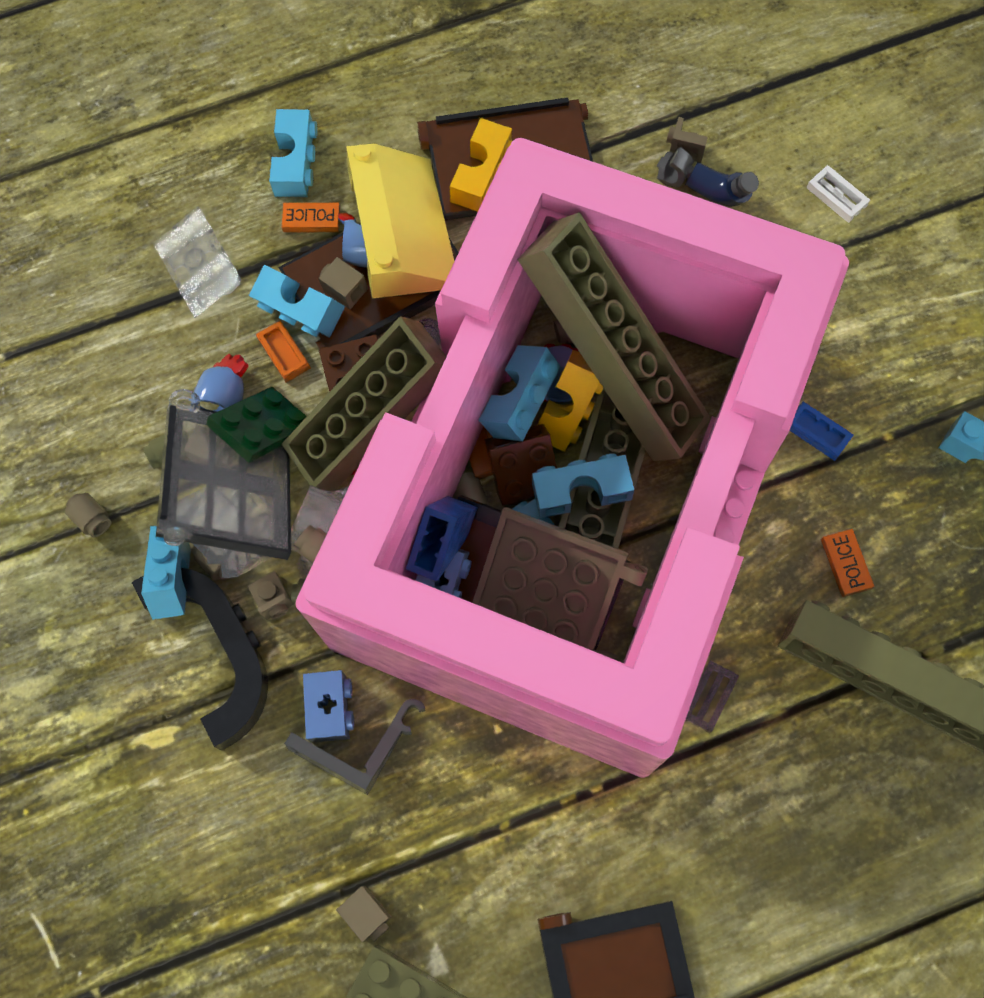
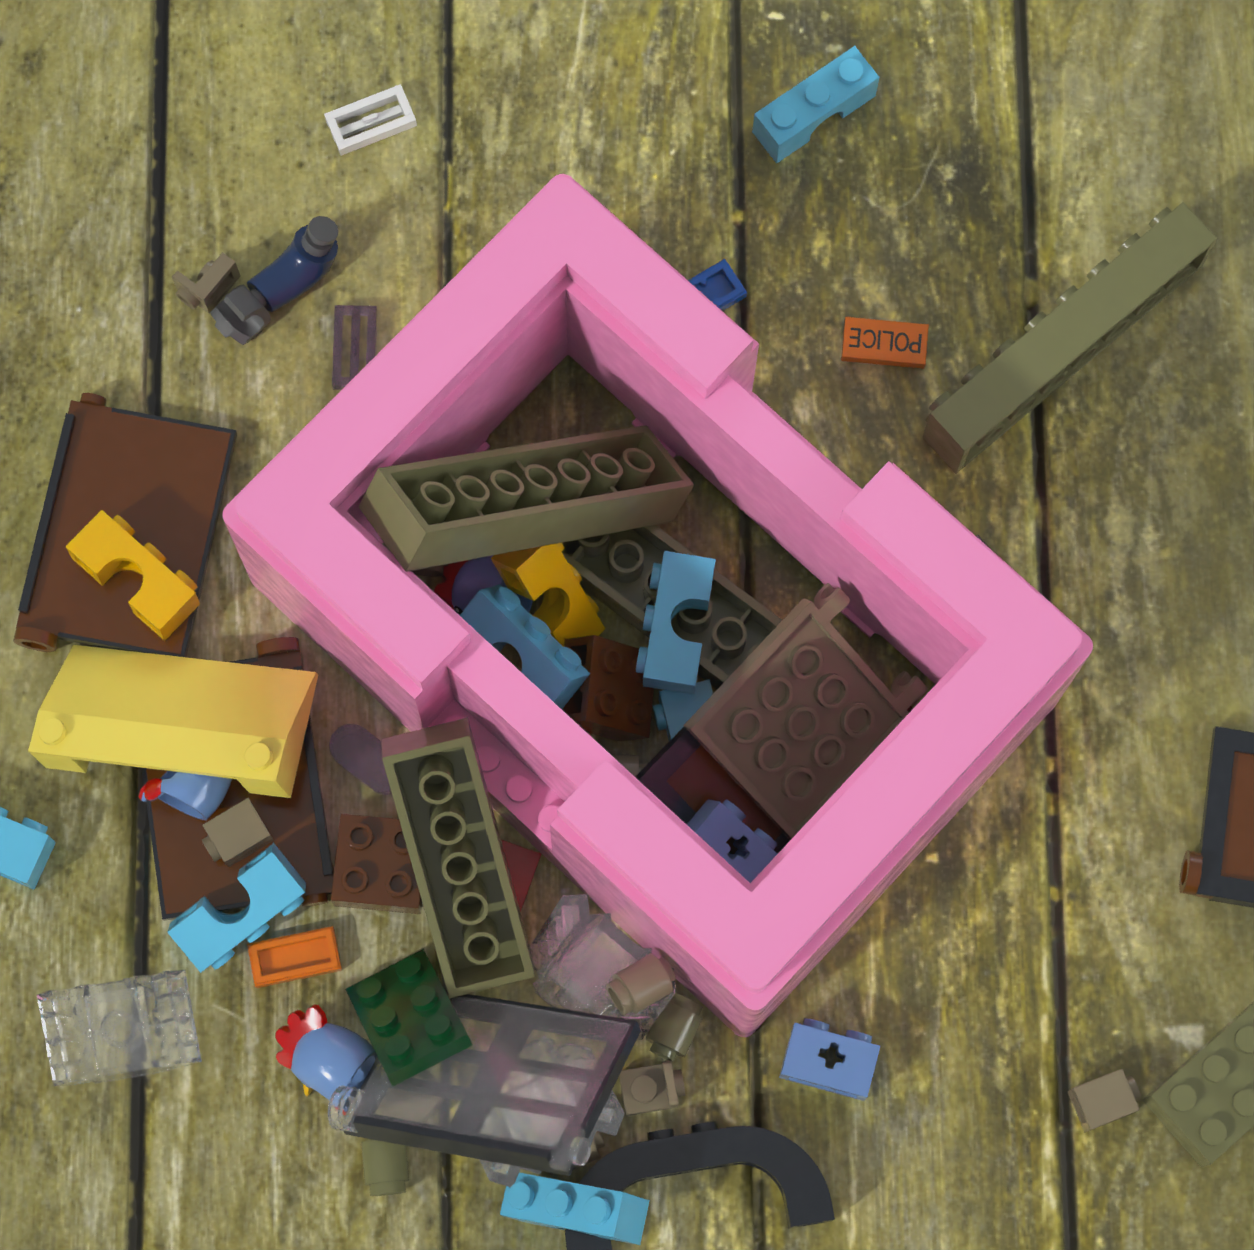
camera: 75 degrees left, 5 degrees up
(310, 217) = (96, 847): orange tile -> none
(376, 762) = (923, 1022): dark grey hinge -> none
(440, 536) = (702, 813): blue slope -> none

